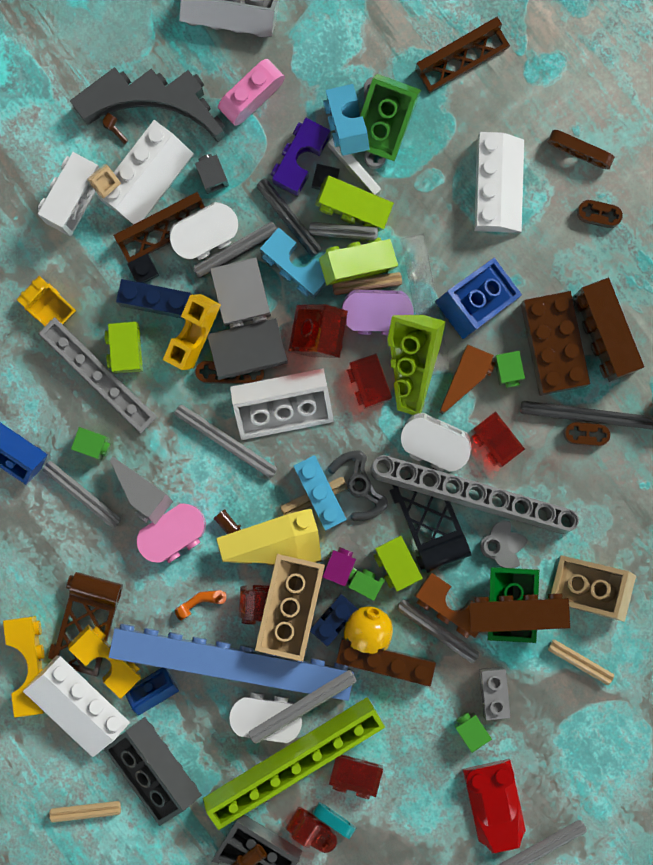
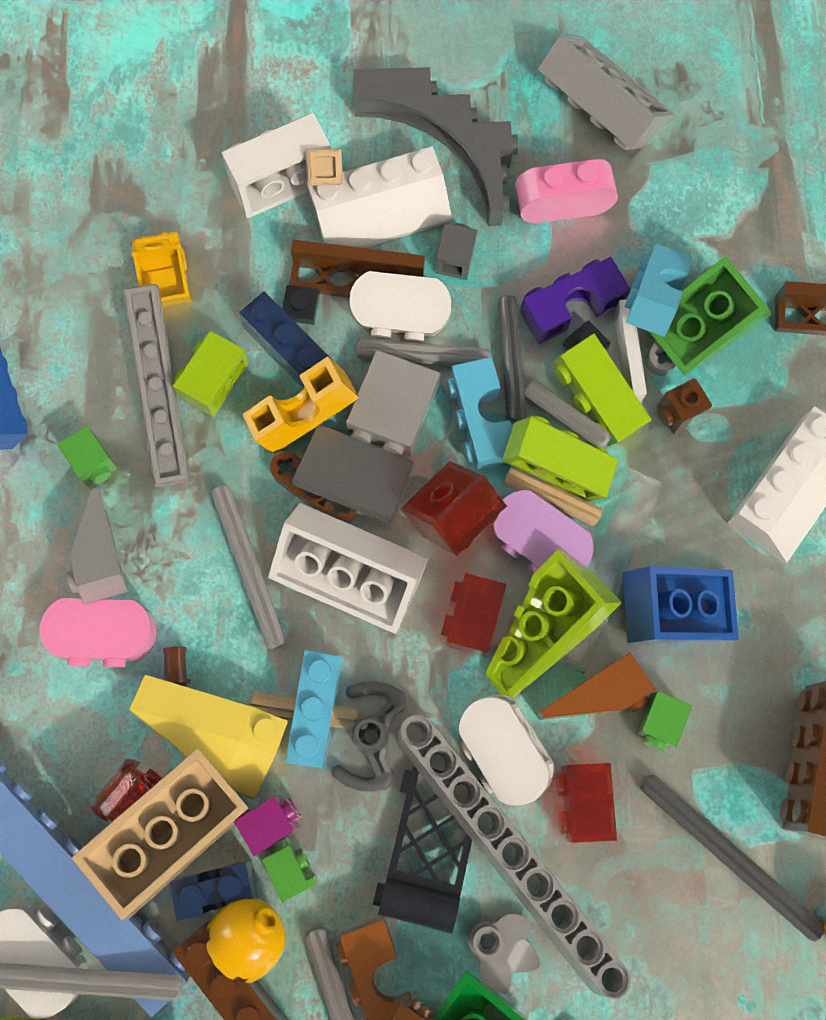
camera: 30 degrees right, 10 degrees down
(81, 494) = (32, 510): light grey axle -> none
(109, 123) = (381, 126): reddish brown hand -> none
(215, 597) = (92, 749): orange piece -> none
(398, 564) = (347, 876): lime brick -> none
(405, 180) = (682, 405): none -> reddish brown bracket
(555, 343) = (744, 730): reddish brown brick -> none
(587, 428) = (705, 884): reddish brown beam -> none

